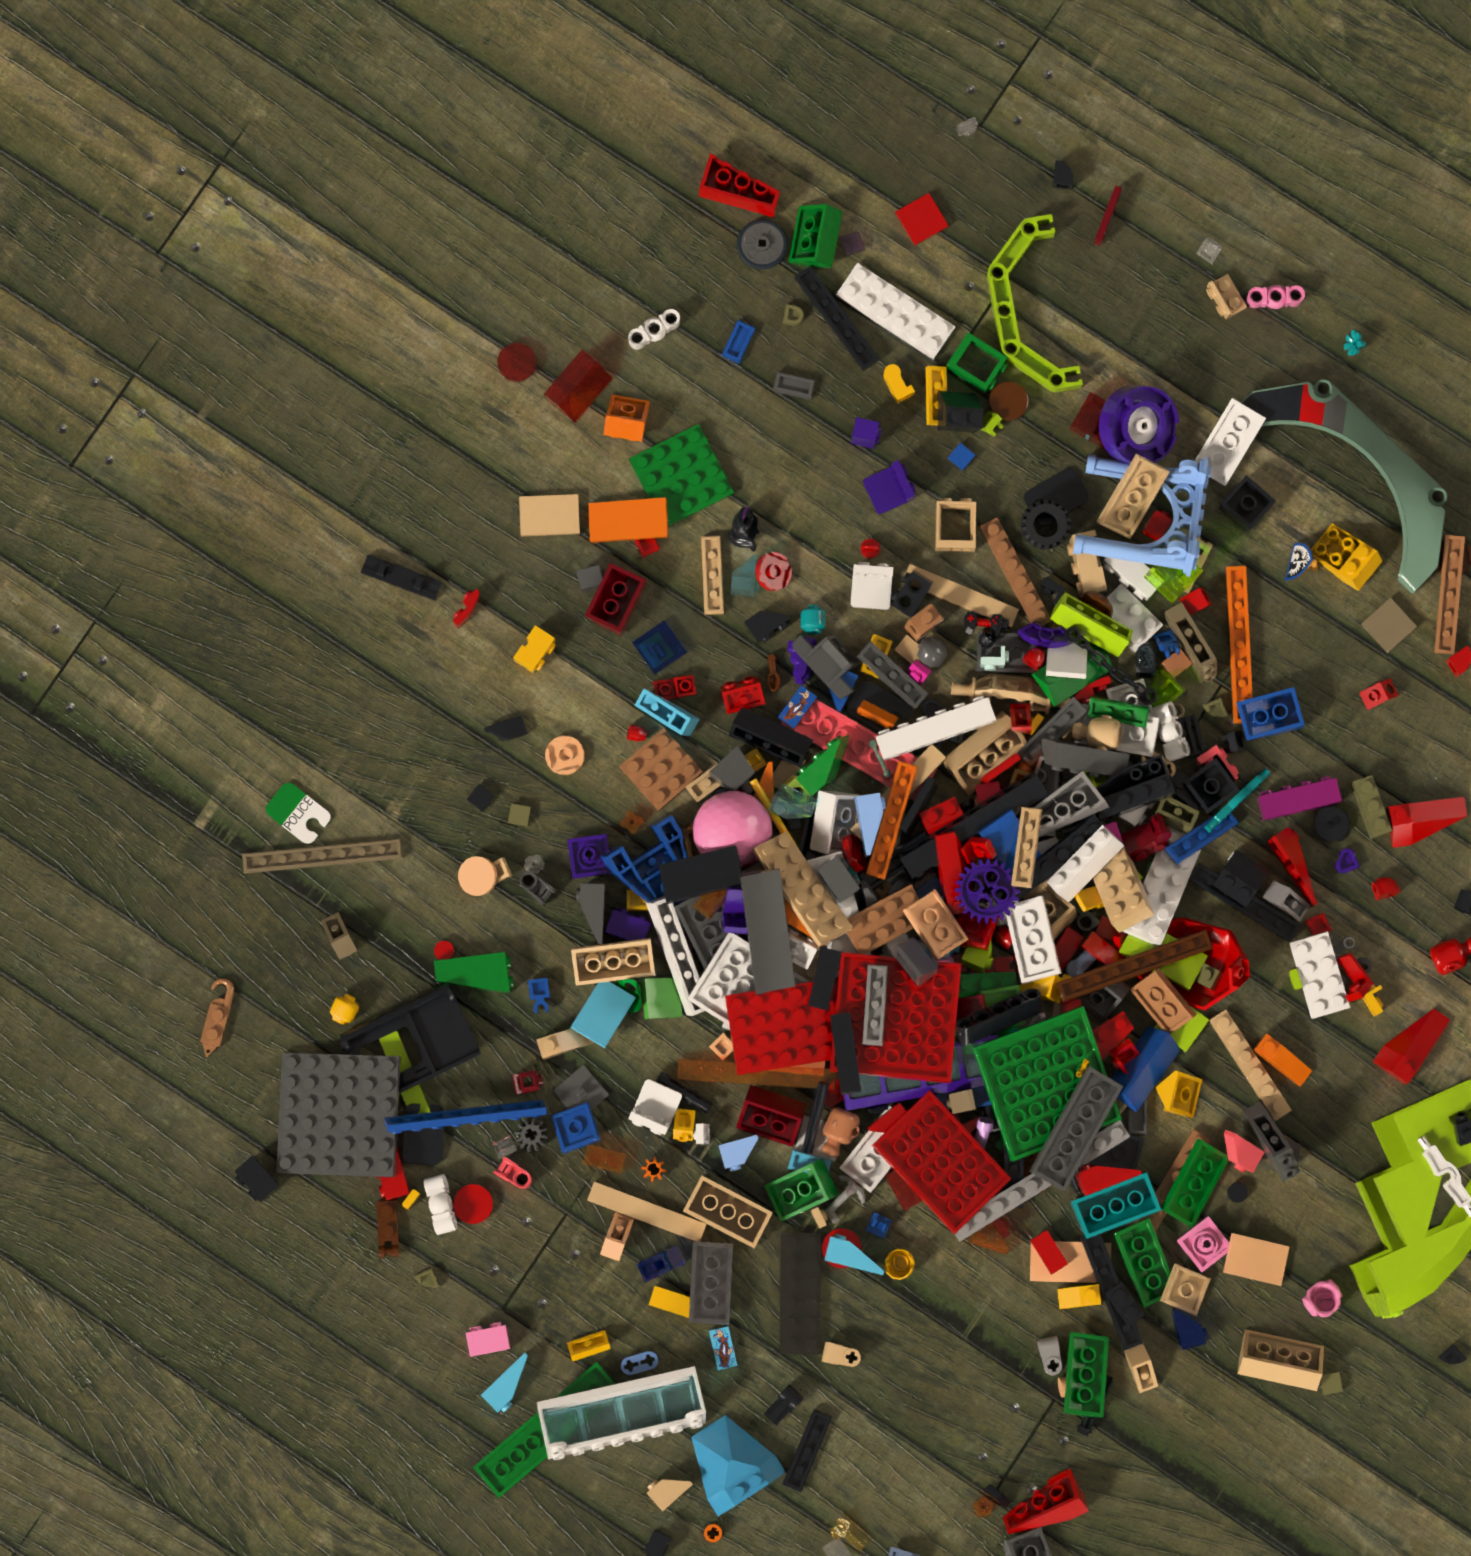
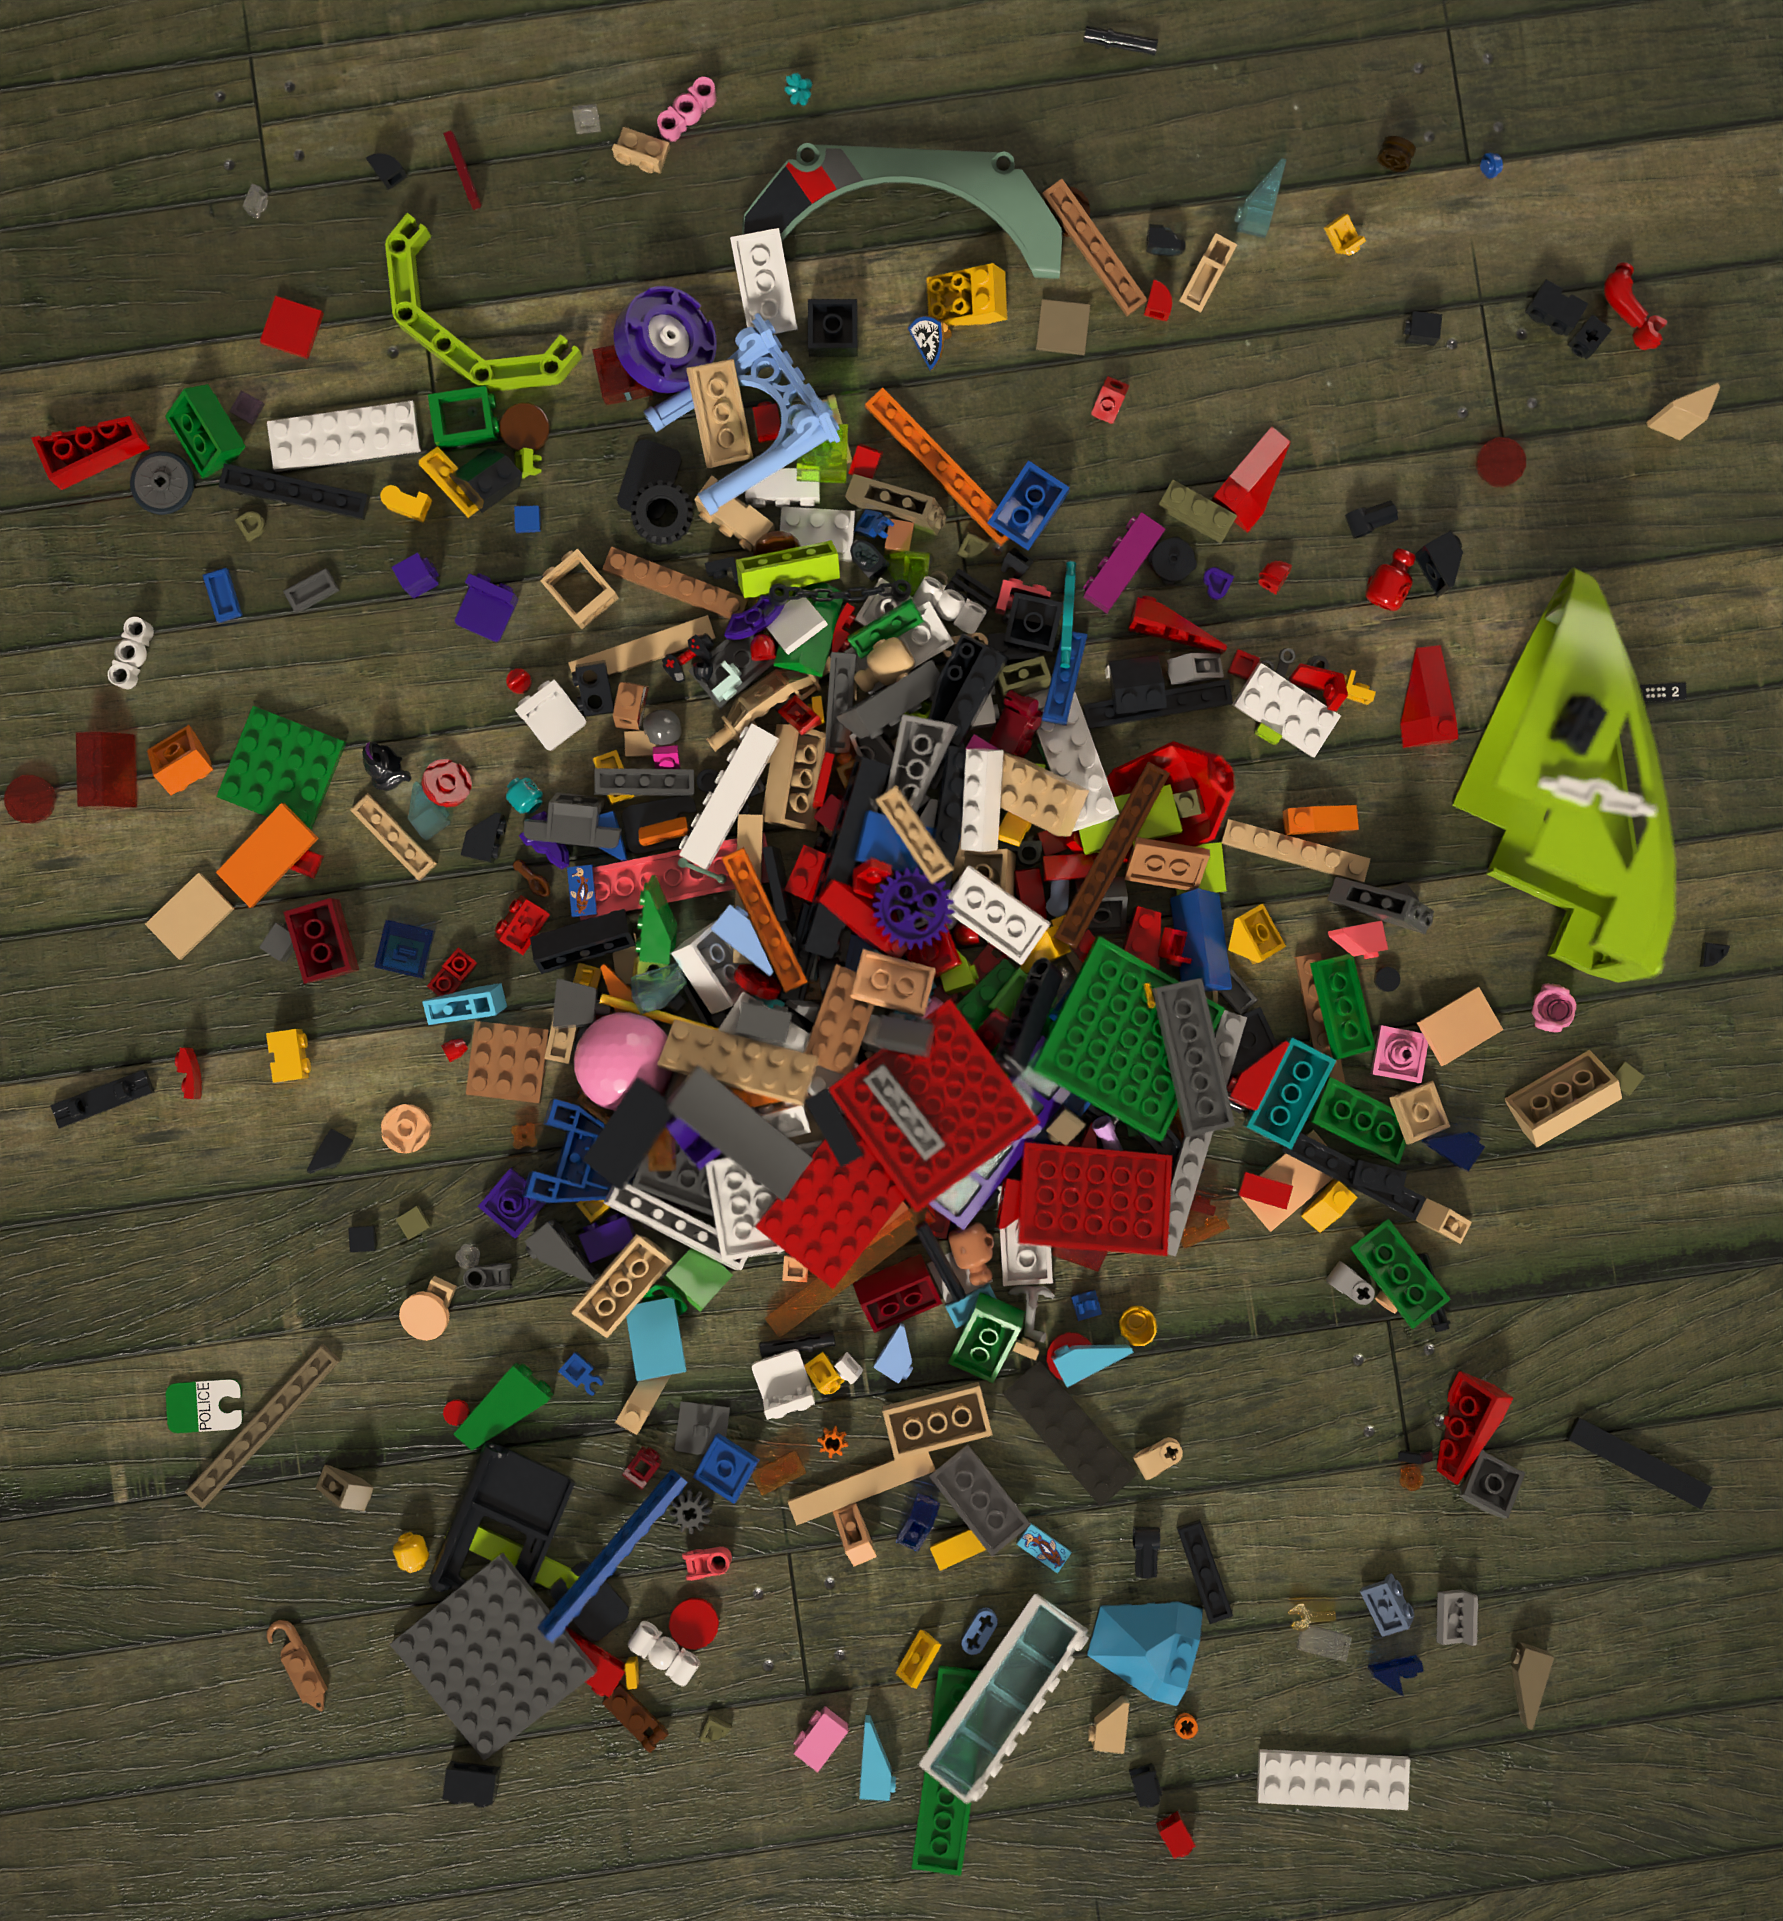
camera: 45 degrees left, 5 degrees up
(504, 1146) = (675, 1545): clear tile -> none
(845, 1053) = (917, 1184): black tile -> none

